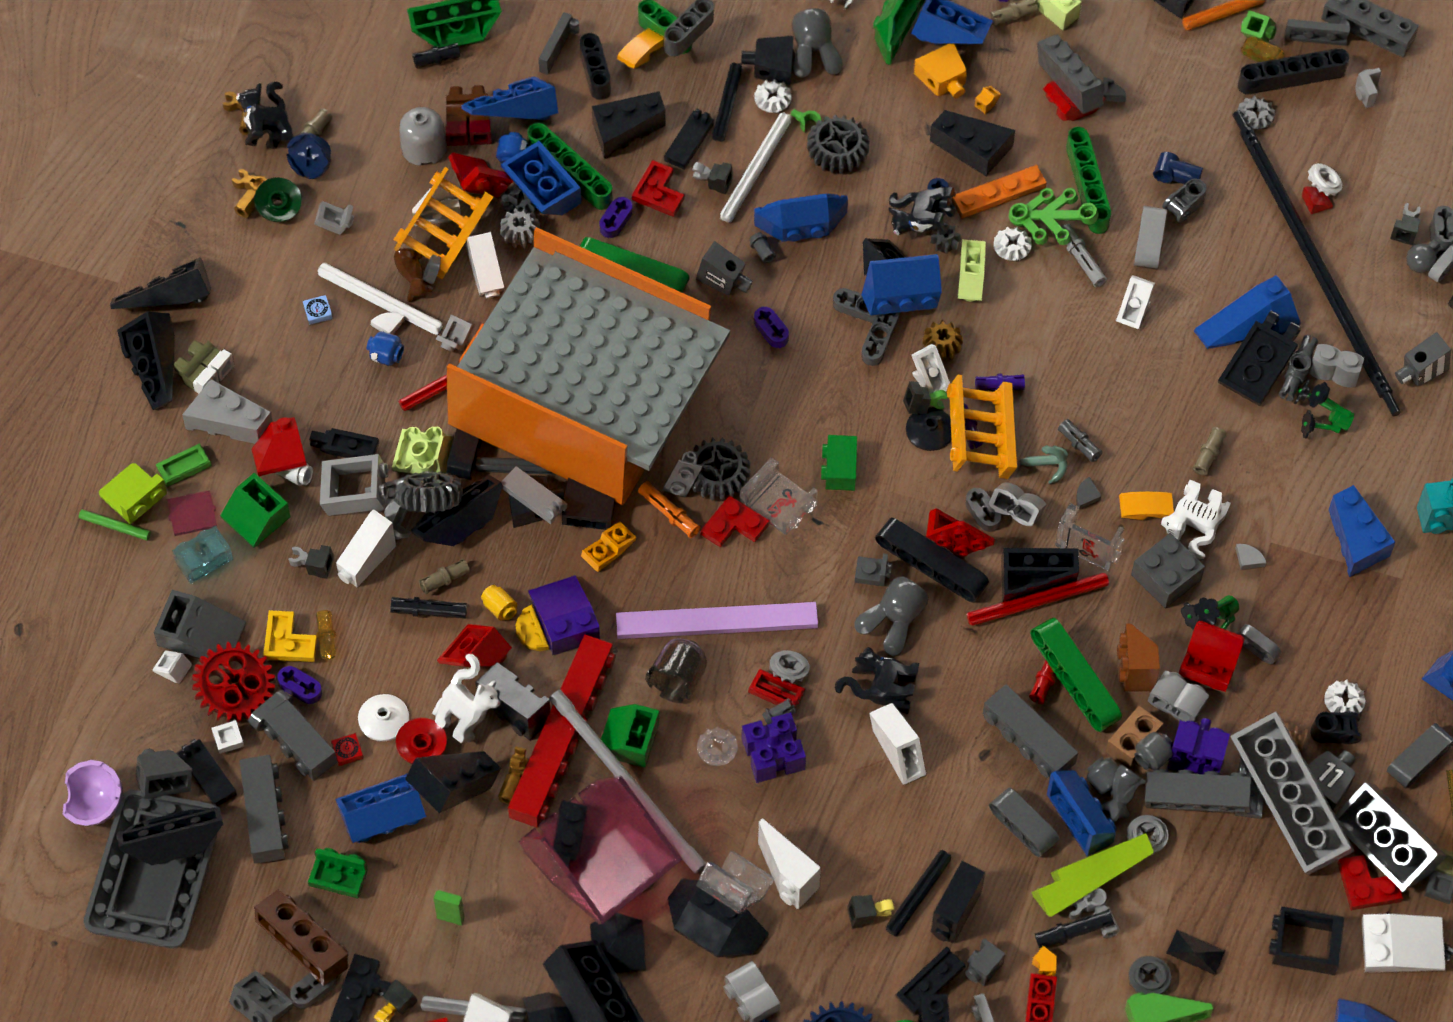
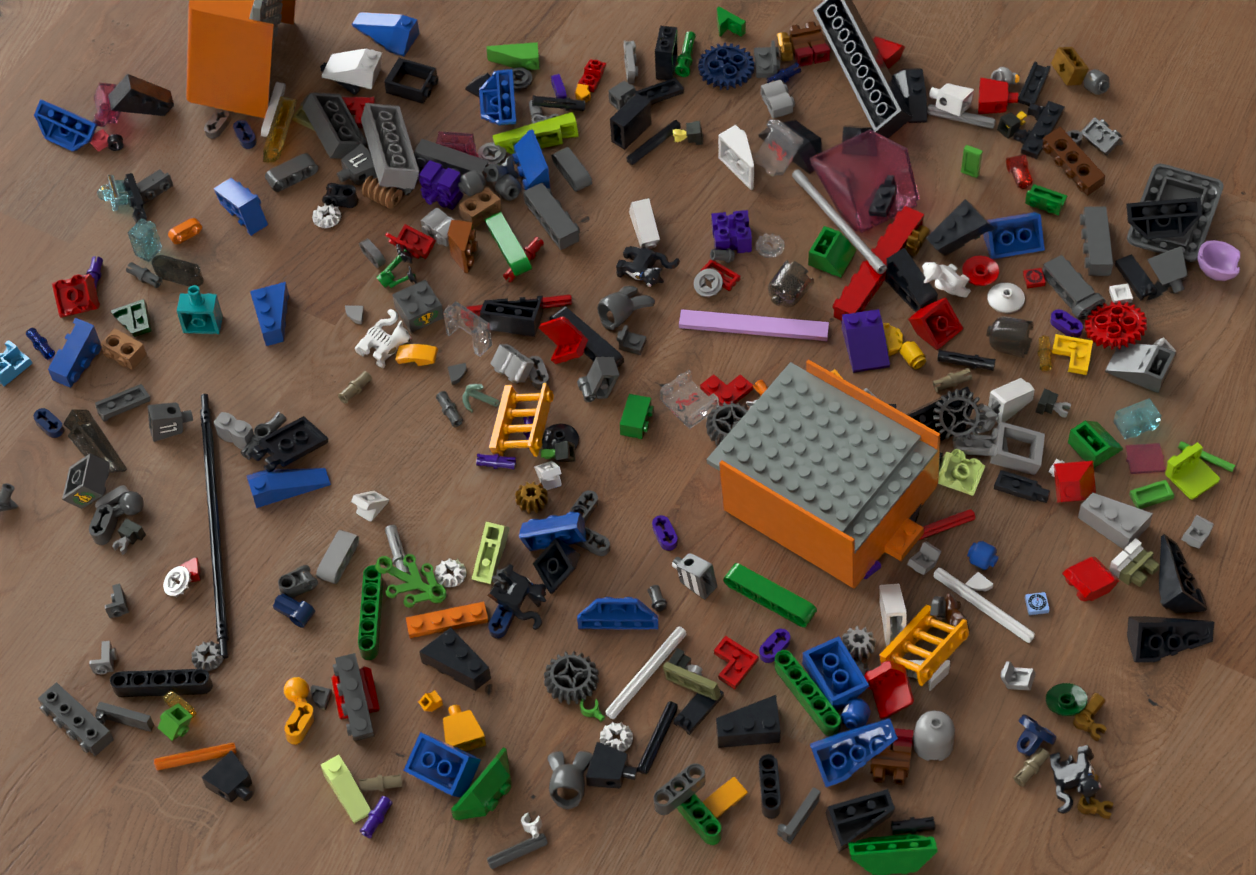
camera: 165 degrees left, 5 degrees down
(128, 414) = (1198, 532): none -> light grey bracket
(255, 344) = (1090, 579): none -> red slope
(373, 637) = (1010, 335): none -> clear smoke cylinder
(380, 923) = (1019, 168): none -> clear red piece
(494, 45) = (858, 816): none -> black wedge
(698, 150) = (691, 681): none -> olive tile
(899, 493) = (599, 379): none -> dark grey hinge
(1082, 962) = (558, 86): none -> dark purple beam
(1138, 81) = (296, 691): none -> light orange beam
(1160, 908) = (498, 98): none -> blue wedge
(1197, 824) = (458, 141): none -> clear pink hinge
(1339, 416) = (259, 391): plant -> none
(1382, 149) = (119, 603): none -> dark grey bracket

